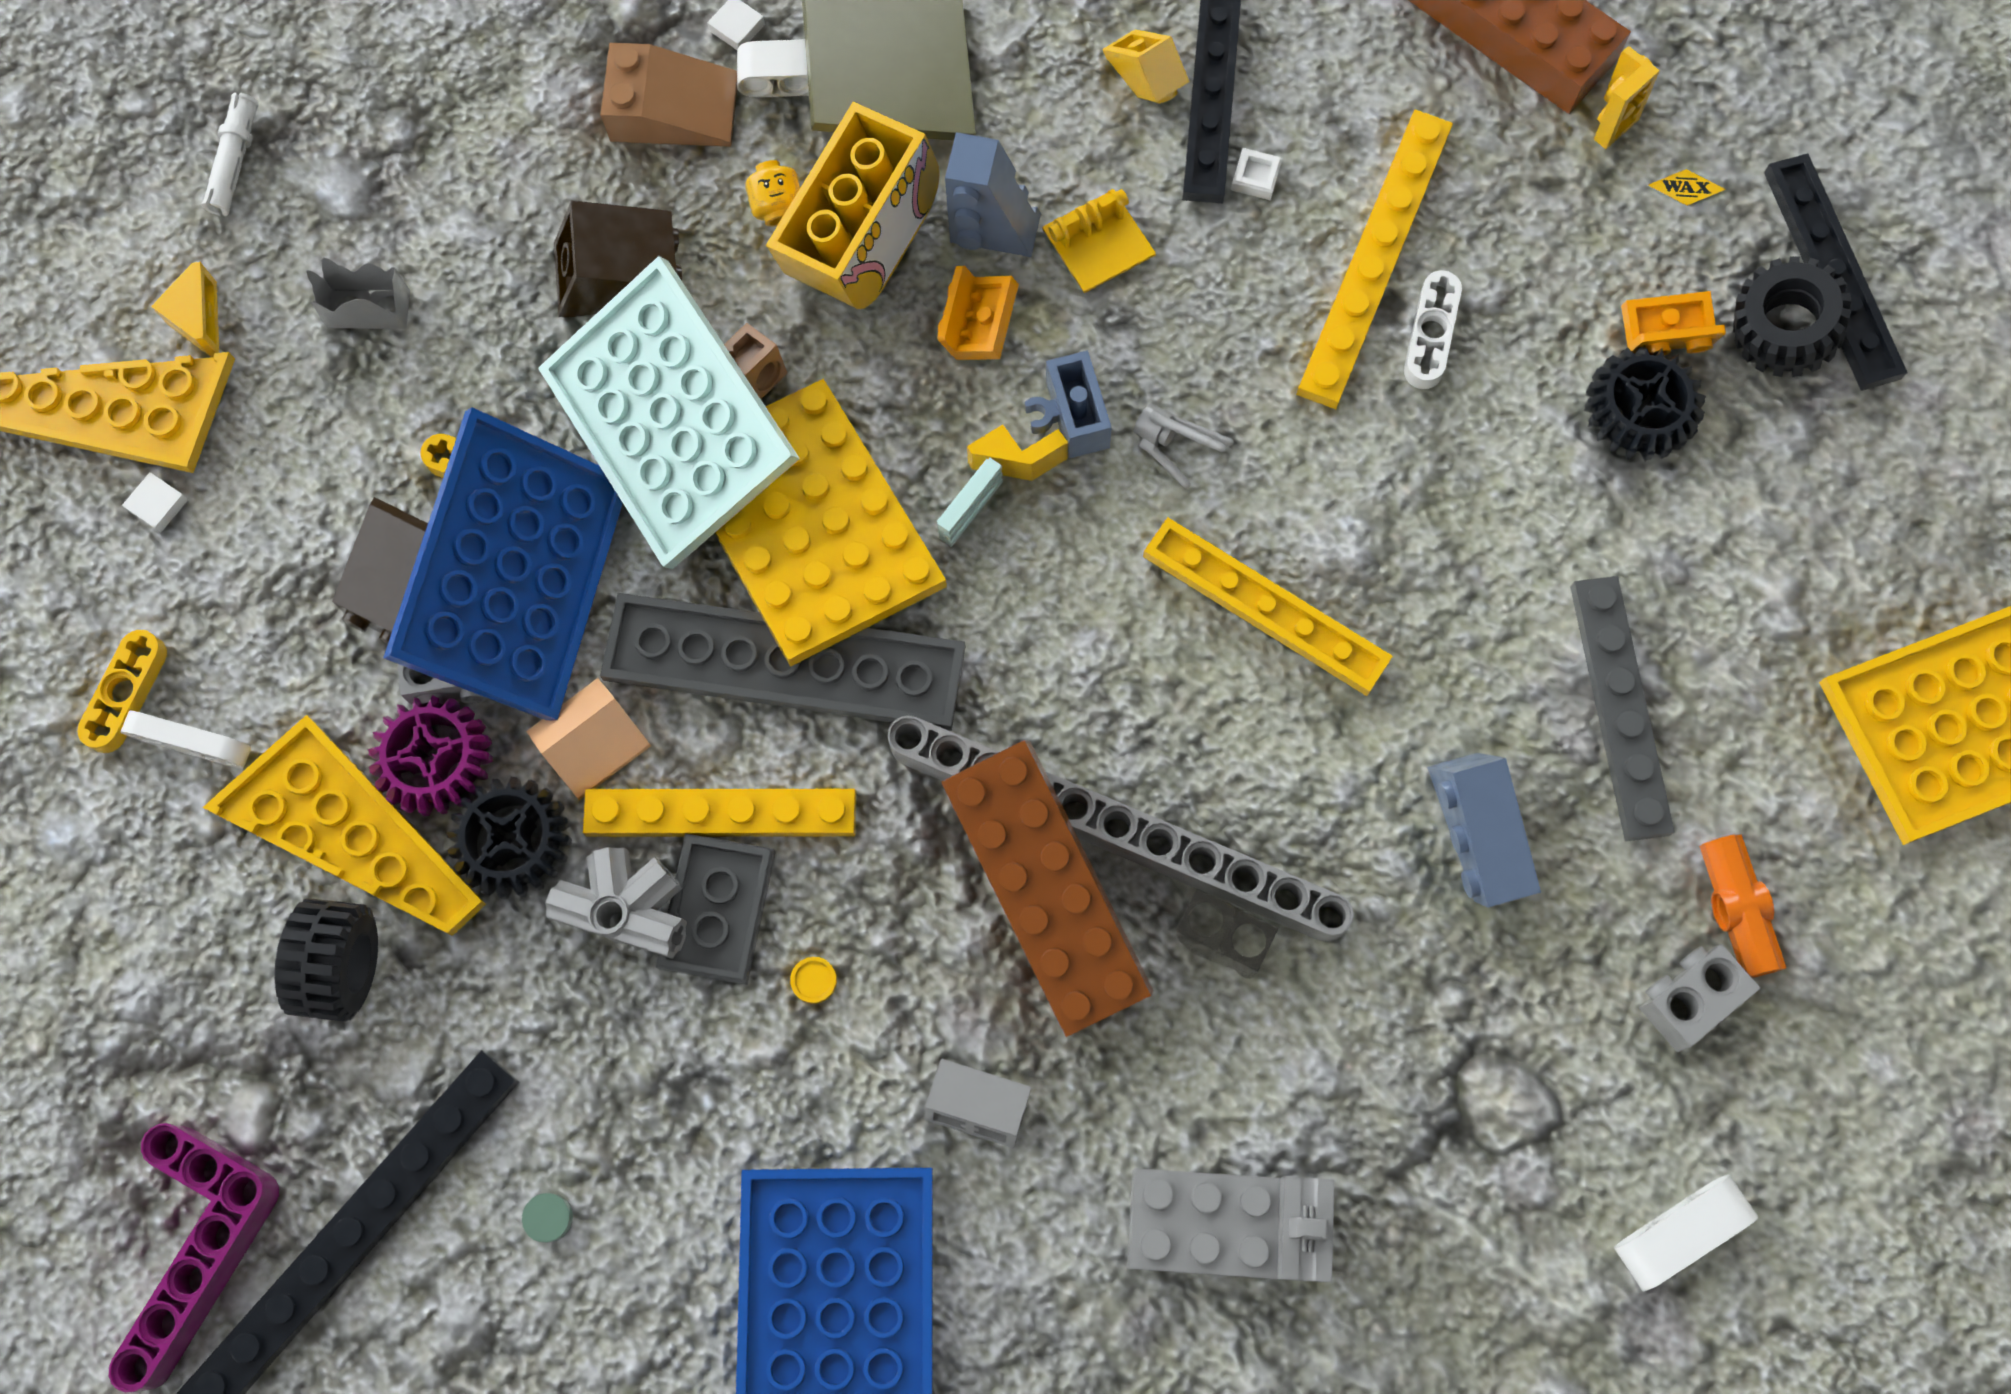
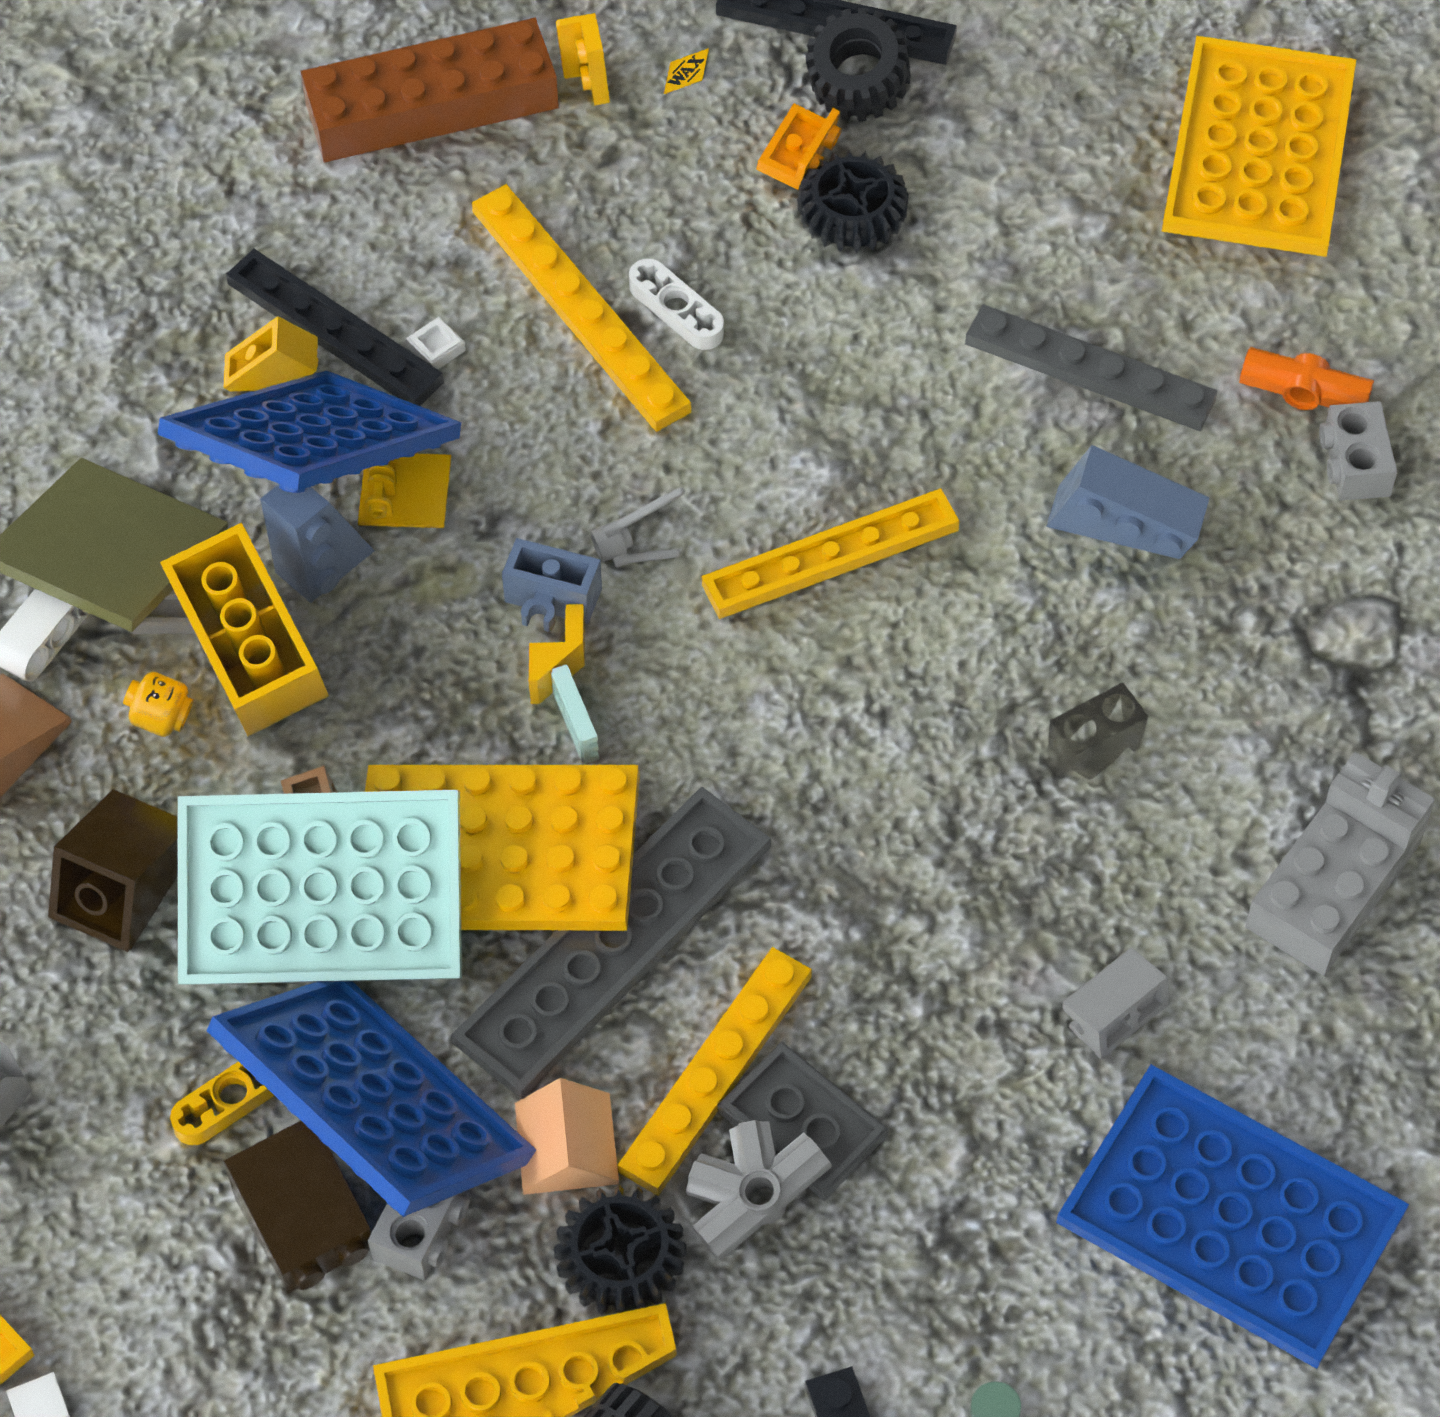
camera: 60 degrees left, 15 degrees down
(396, 760) = (458, 1264): magenta gear -> none
(813, 980) = (920, 1078): yellow piece -> none
(977, 315) = (407, 612): light orange bracket -> none
(1047, 887) = (971, 831): dark orange brick -> none
(1064, 128) = (309, 430): none -> blue plate
(1142, 828) = (934, 782): light grey beam -> none

